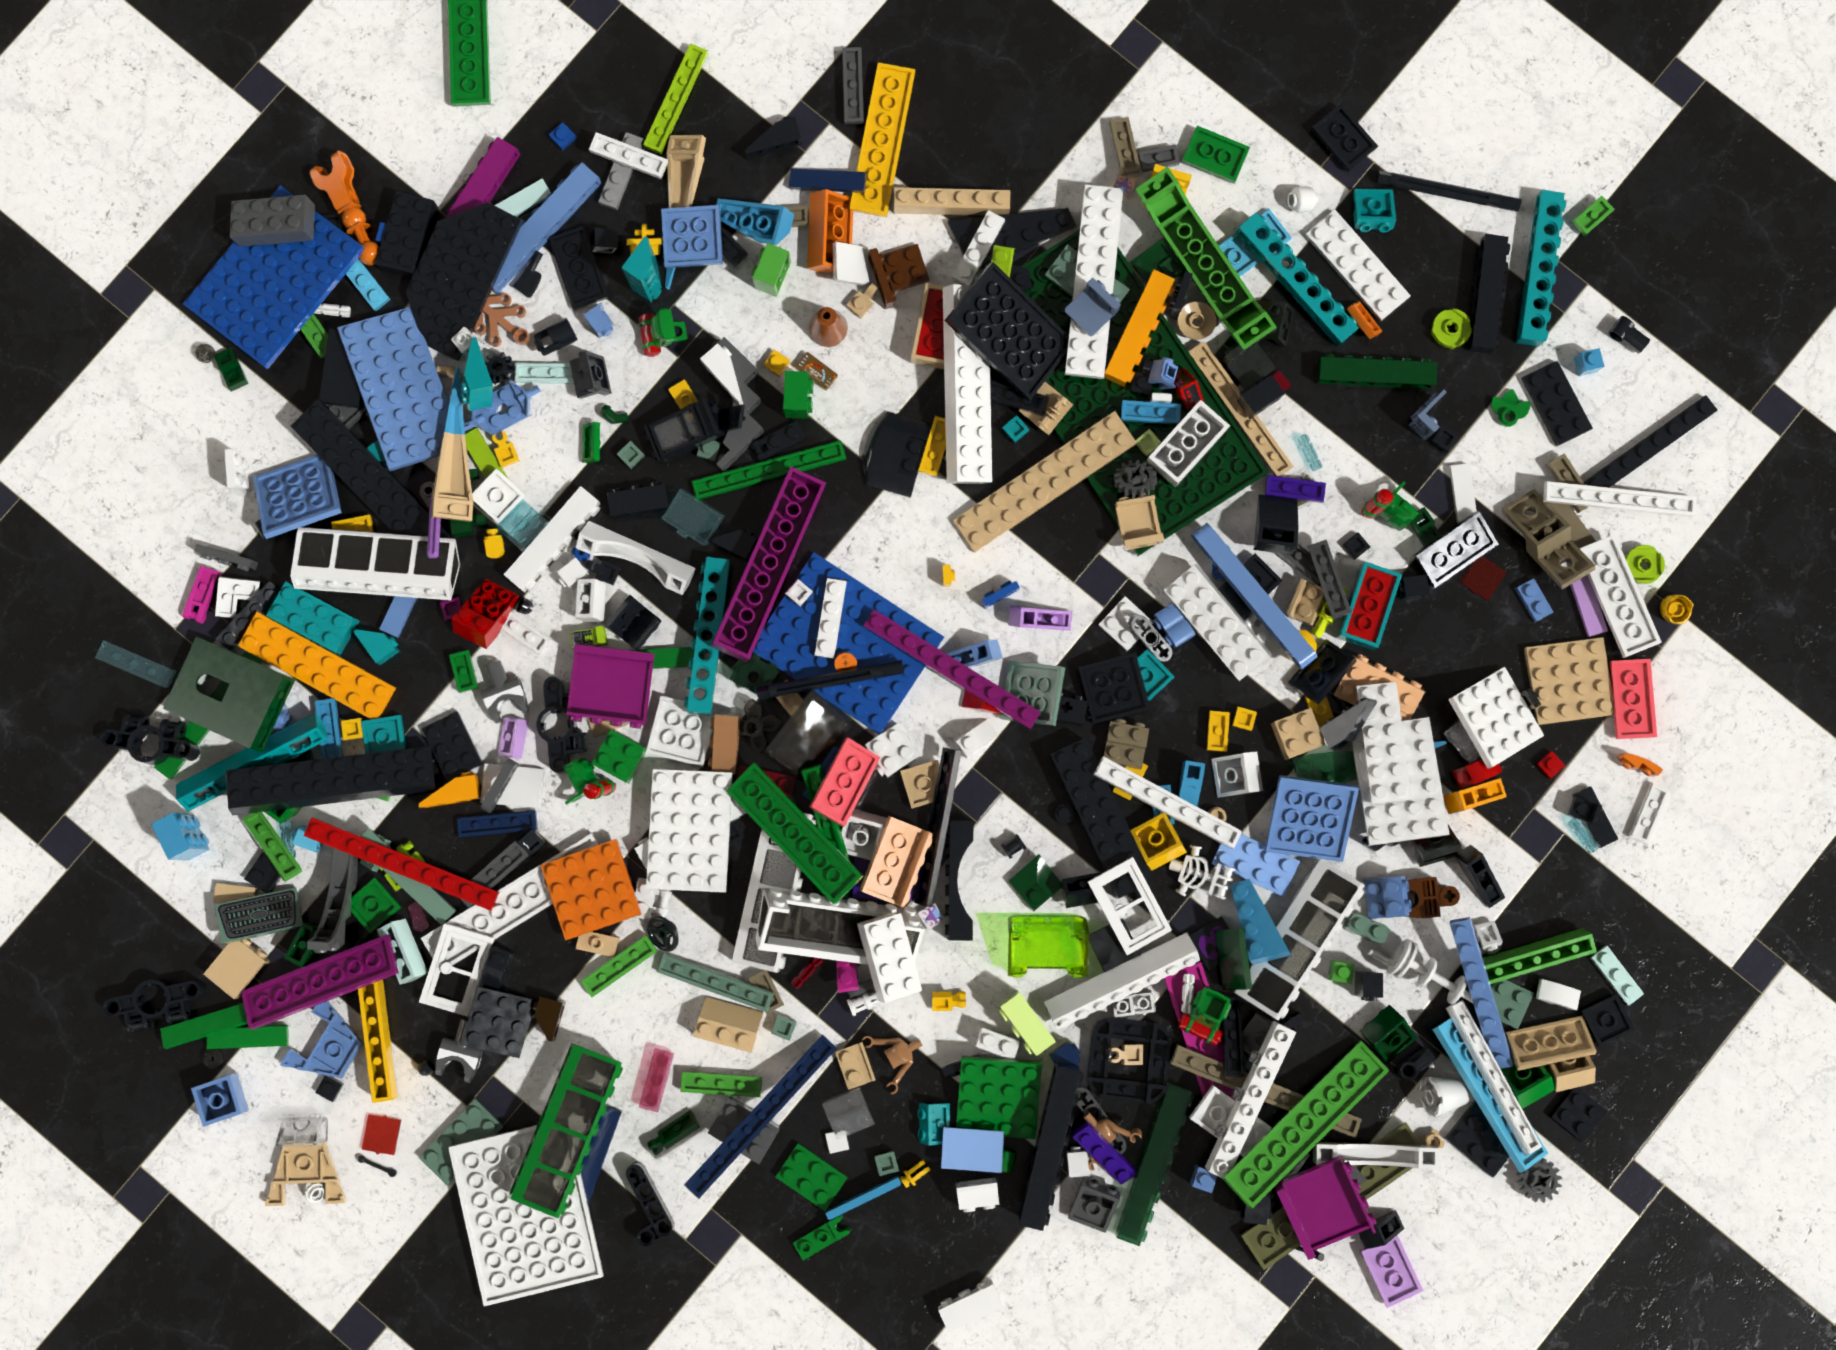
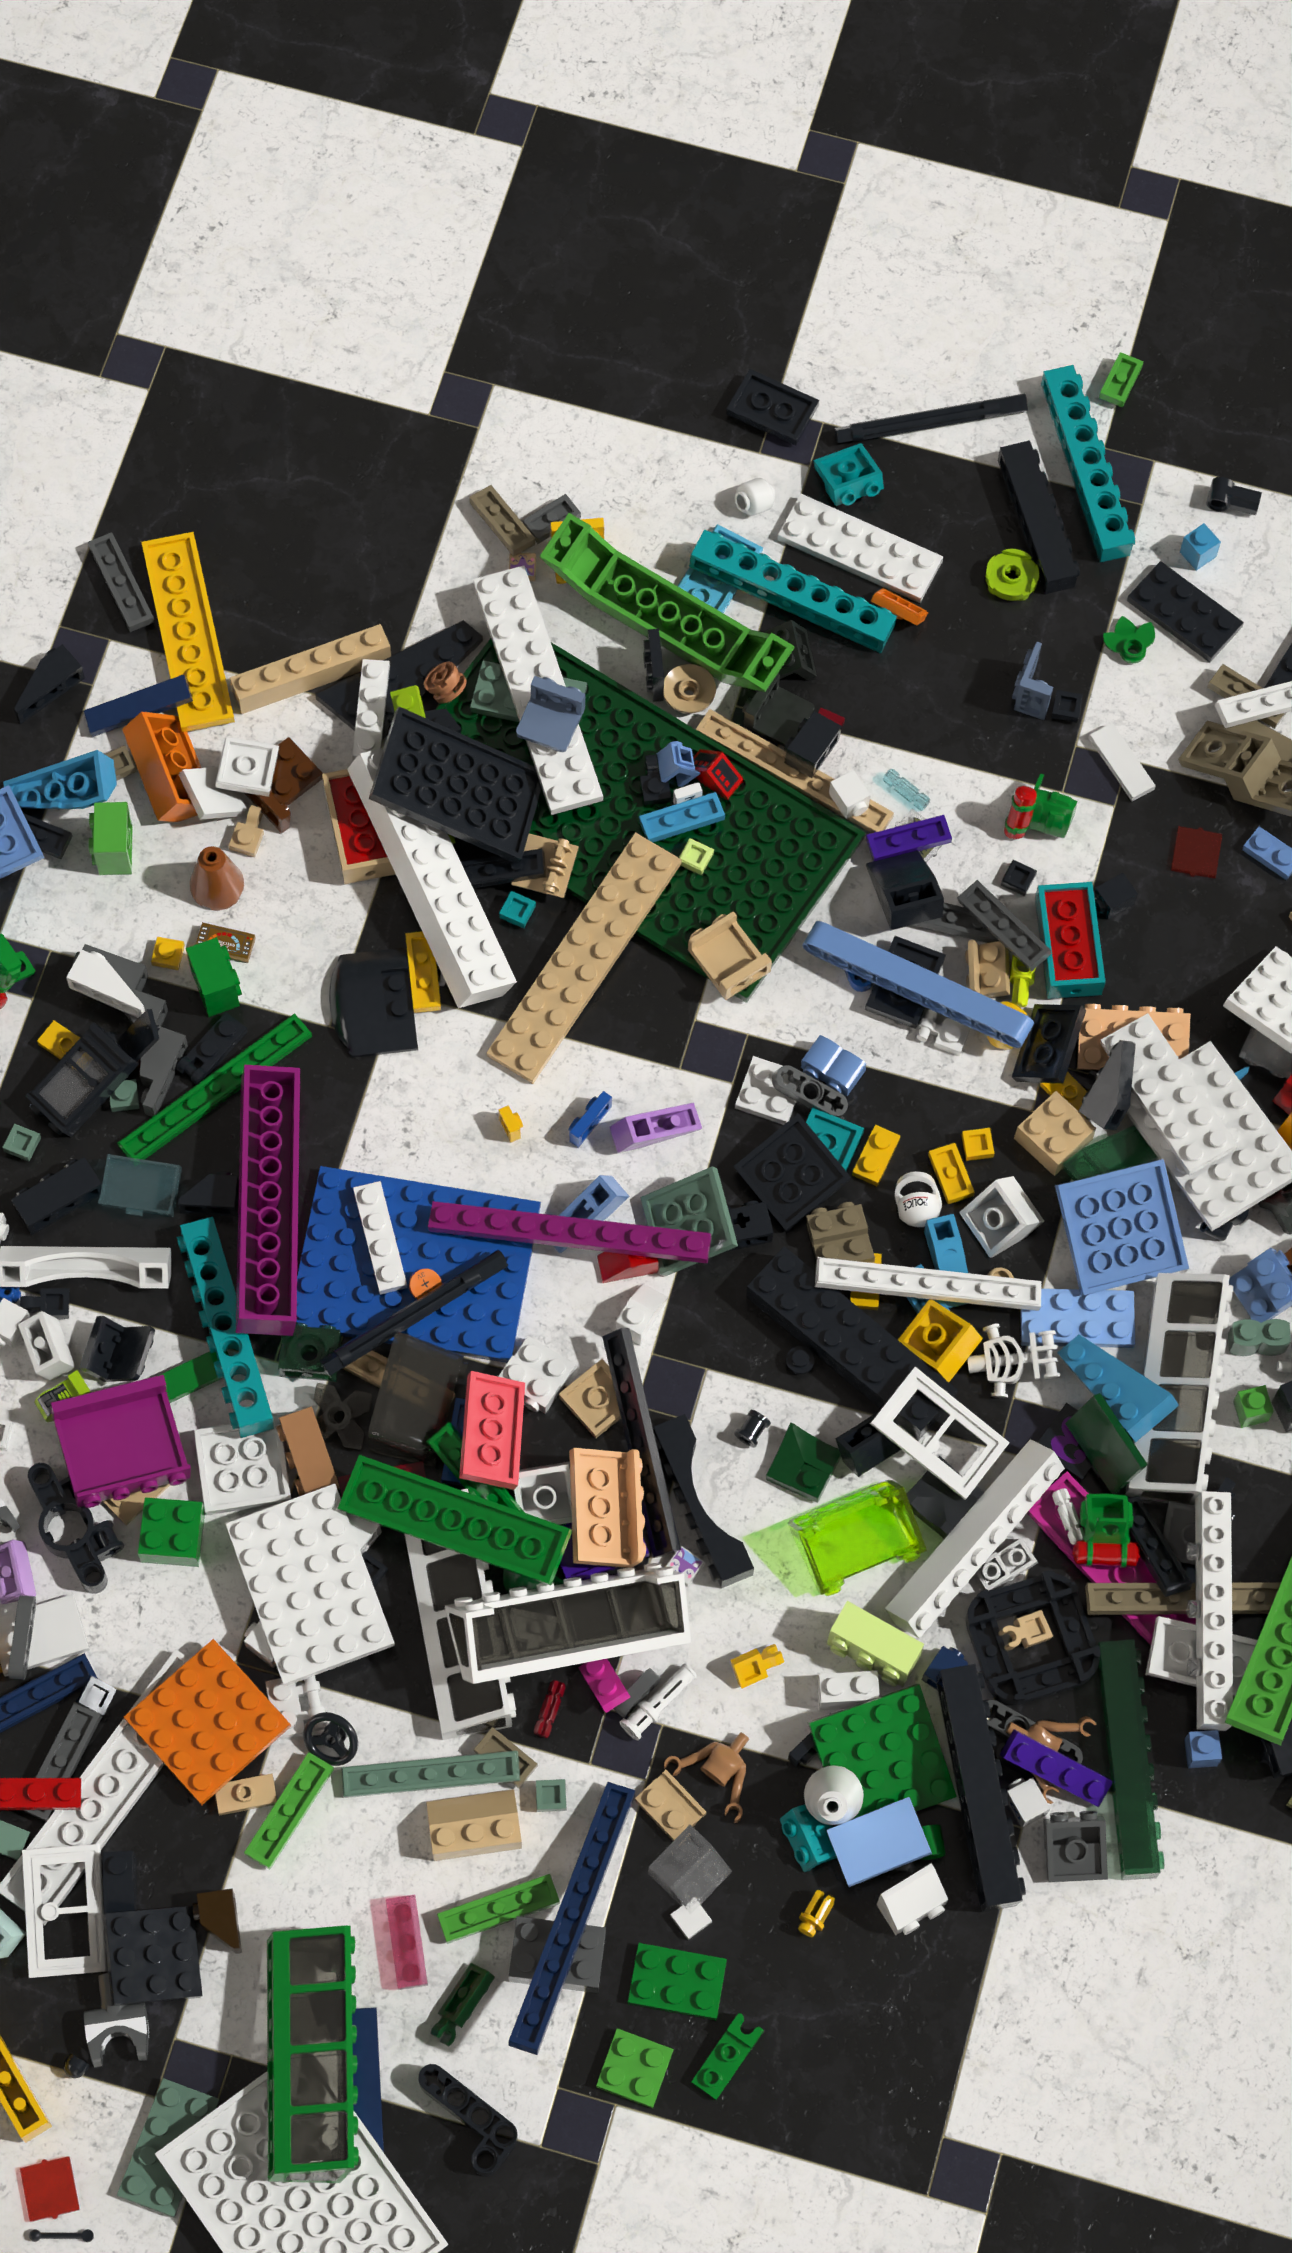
camera: 25 degrees left, 15 degrees down
(586, 781) = (140, 1581): green piece -> none
(762, 1218) = (634, 2068): none -> bright green plate
(799, 592) = (323, 1222): white tile -> none
(863, 1197) = (760, 1975): dark azure tile -> none
(879, 256) = (247, 766): none -> white tile
(886, 1163) = (771, 1916): sand green plate -> none
(889, 957) = (653, 1628): white brick -> none
(955, 1111) = (836, 1785): none -> white cone
(970, 1305) = (971, 2057): white brick -> none
(1035, 248) = (443, 682): none -> nougat wheel
(1135, 479) = (700, 903): dark grey gear -> none
(1139, 327) = (620, 723): light orange brick -> none
(1158, 258) = (608, 643): dark green plate -> none
(1175, 697) = (876, 1155): none -> yellow plate
(1184, 747) = (917, 1206): none -> white helmet
(1187, 443) = (746, 834): white brick -> none
(1215, 154) = (621, 487): green plate -> none
(1217, 622) = (887, 1036): white brick -> none
(1269, 443) = (849, 795): none -> white brick
(1376, 372) = (944, 661): dark green brick -> none
(1424, 527) = (1096, 824): dark green slope -> none
(1456, 549) = (1145, 829): plate -> none

